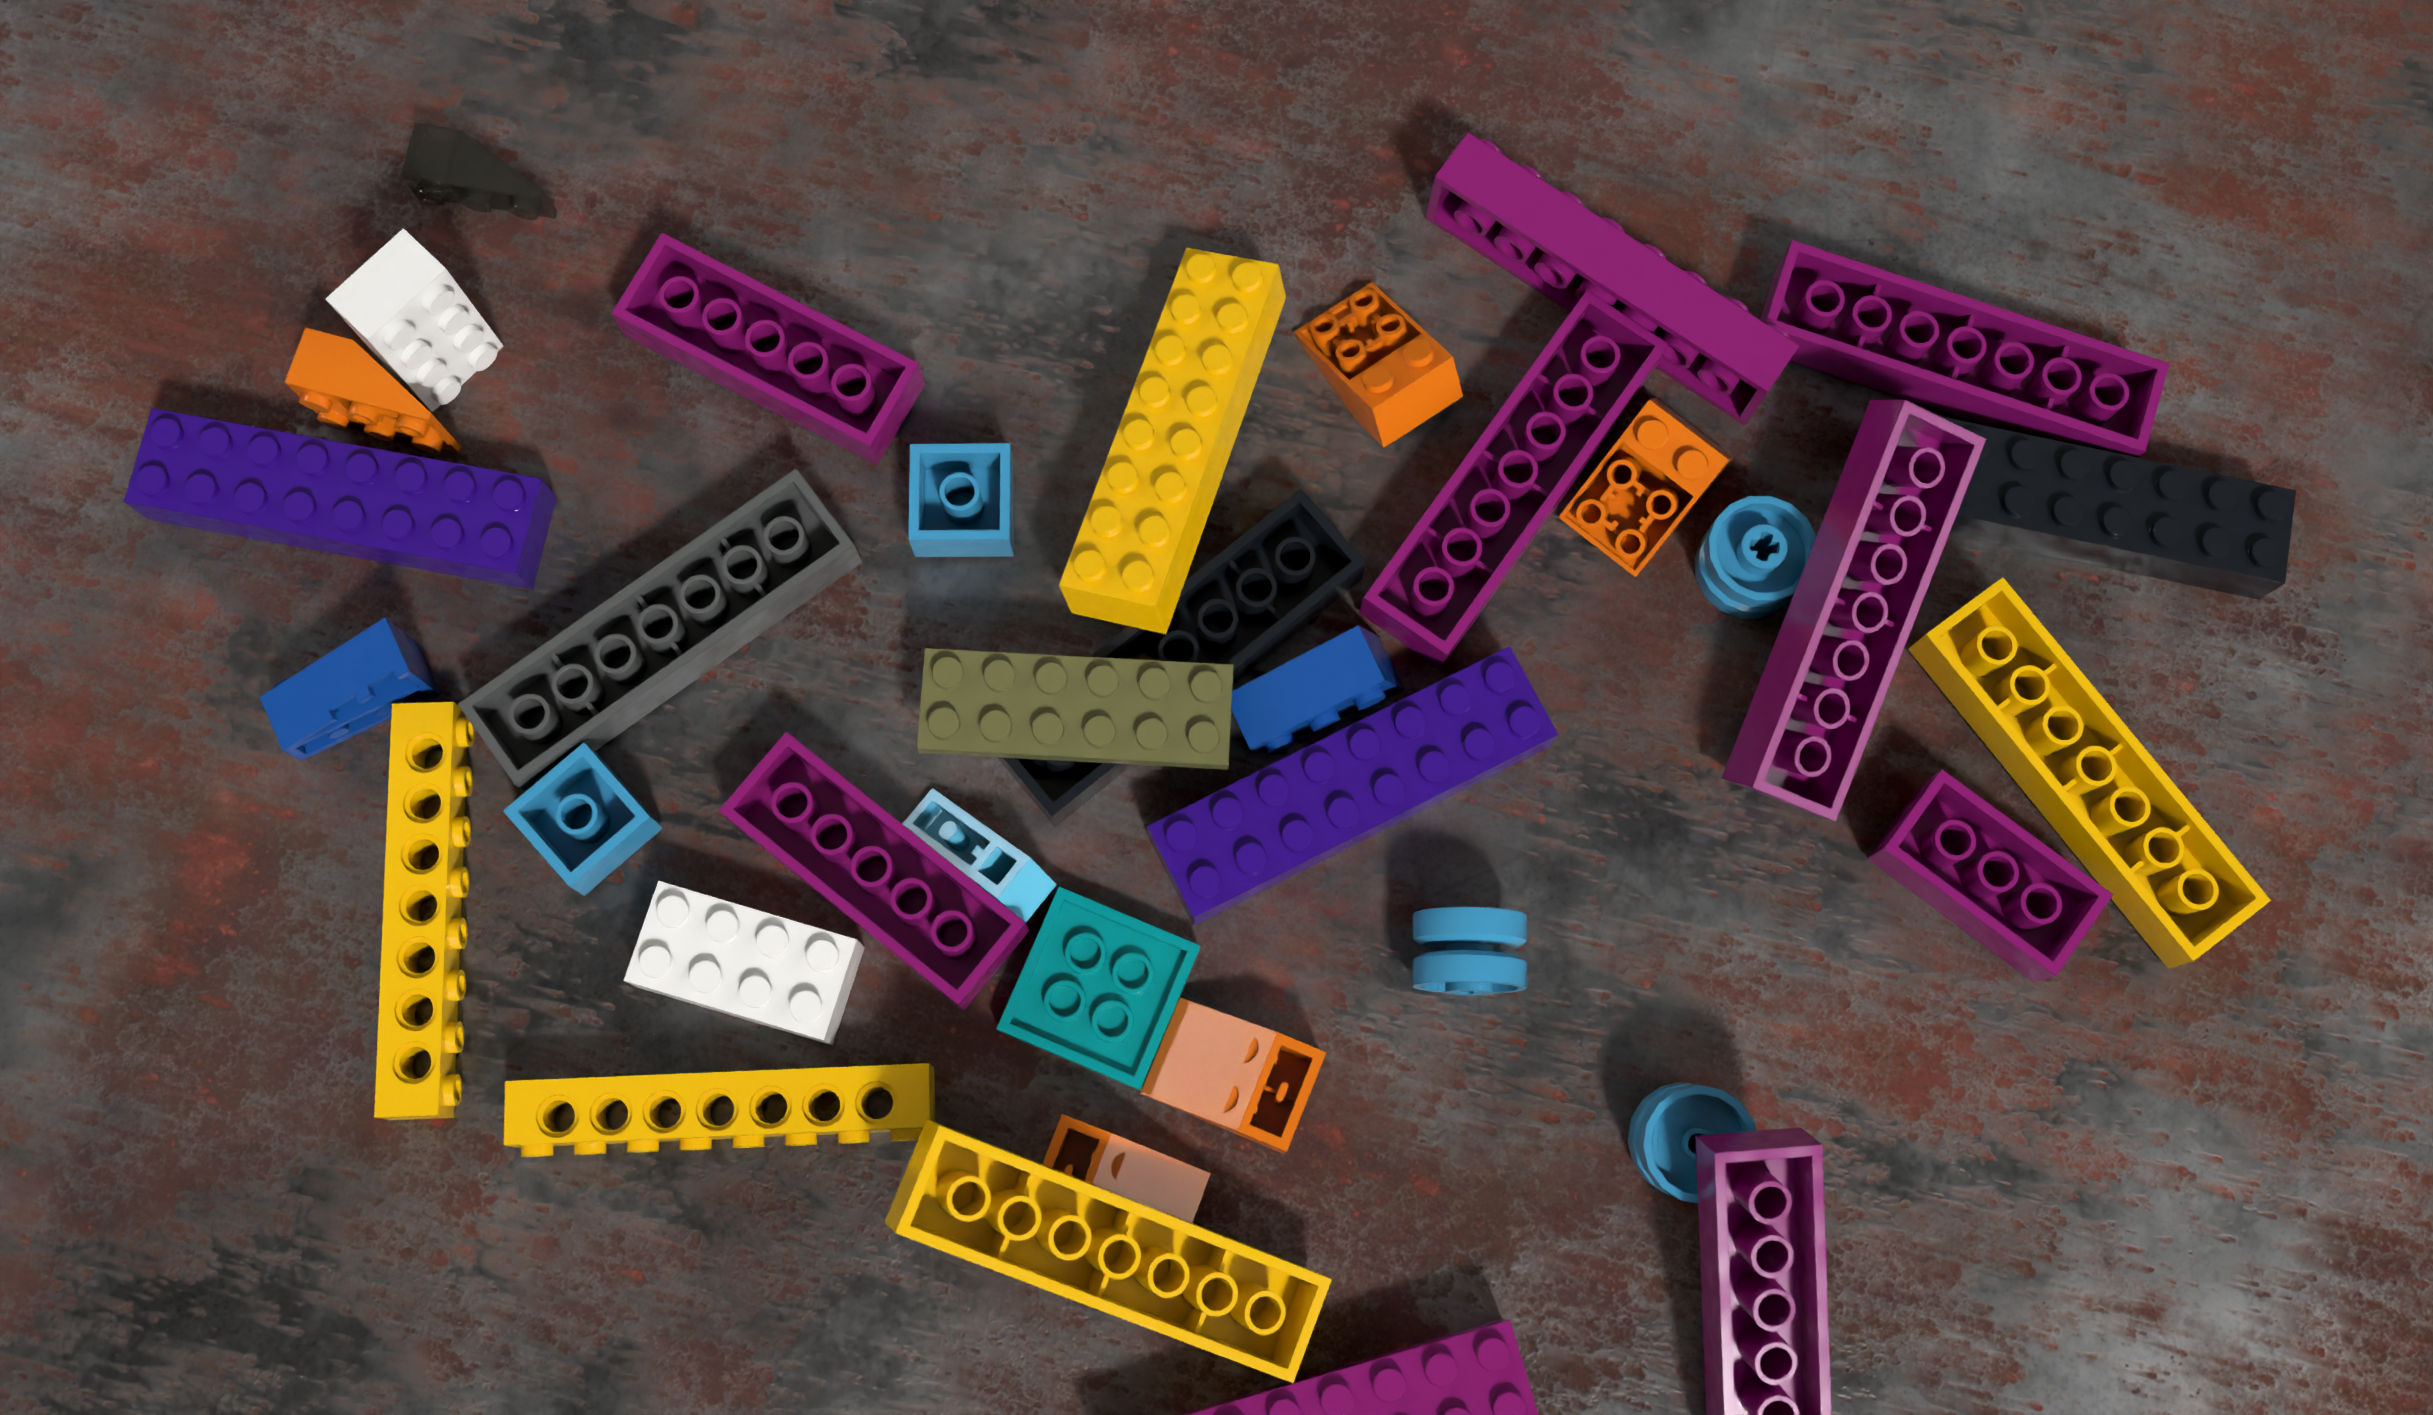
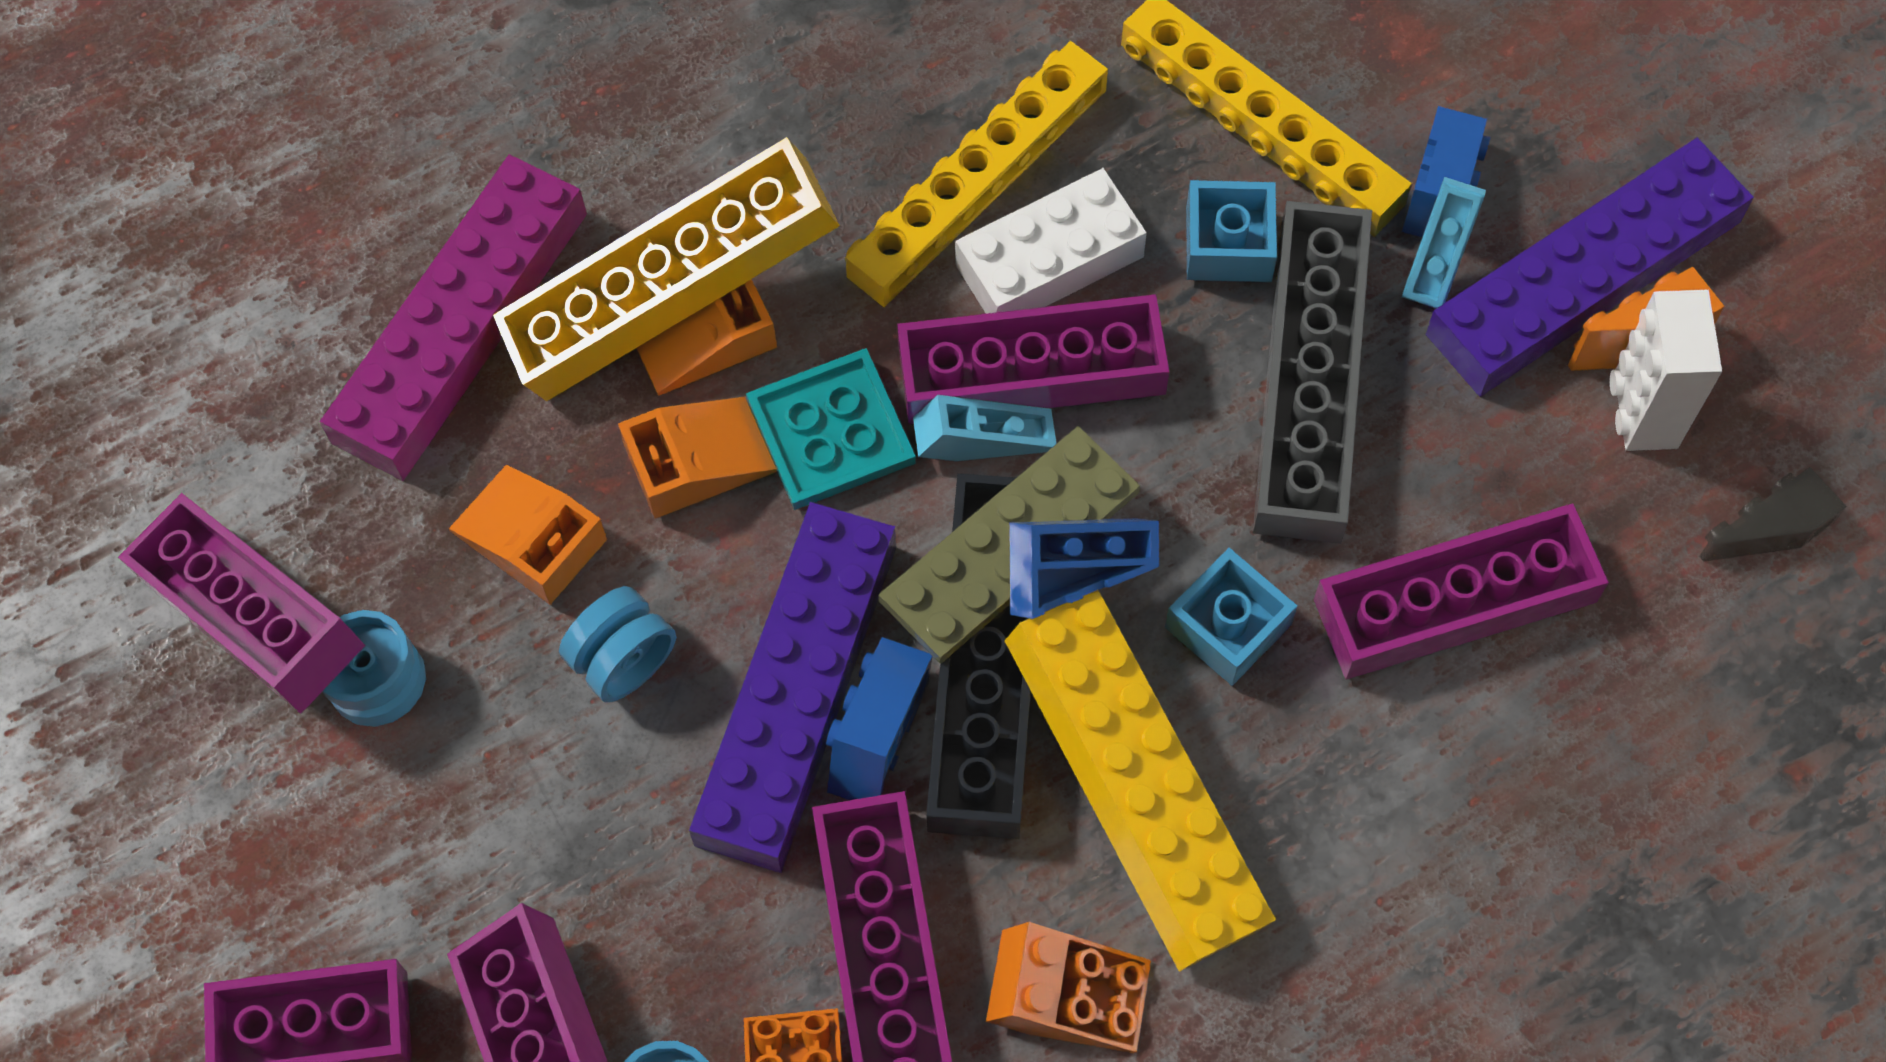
camera: 140 degrees right, 10 degrees down
(436, 618) = (1443, 243): none -> medium azure tile
(1047, 623) = (1072, 558): none -> blue wedge
(1444, 1146) = (531, 532): none -> orange slope

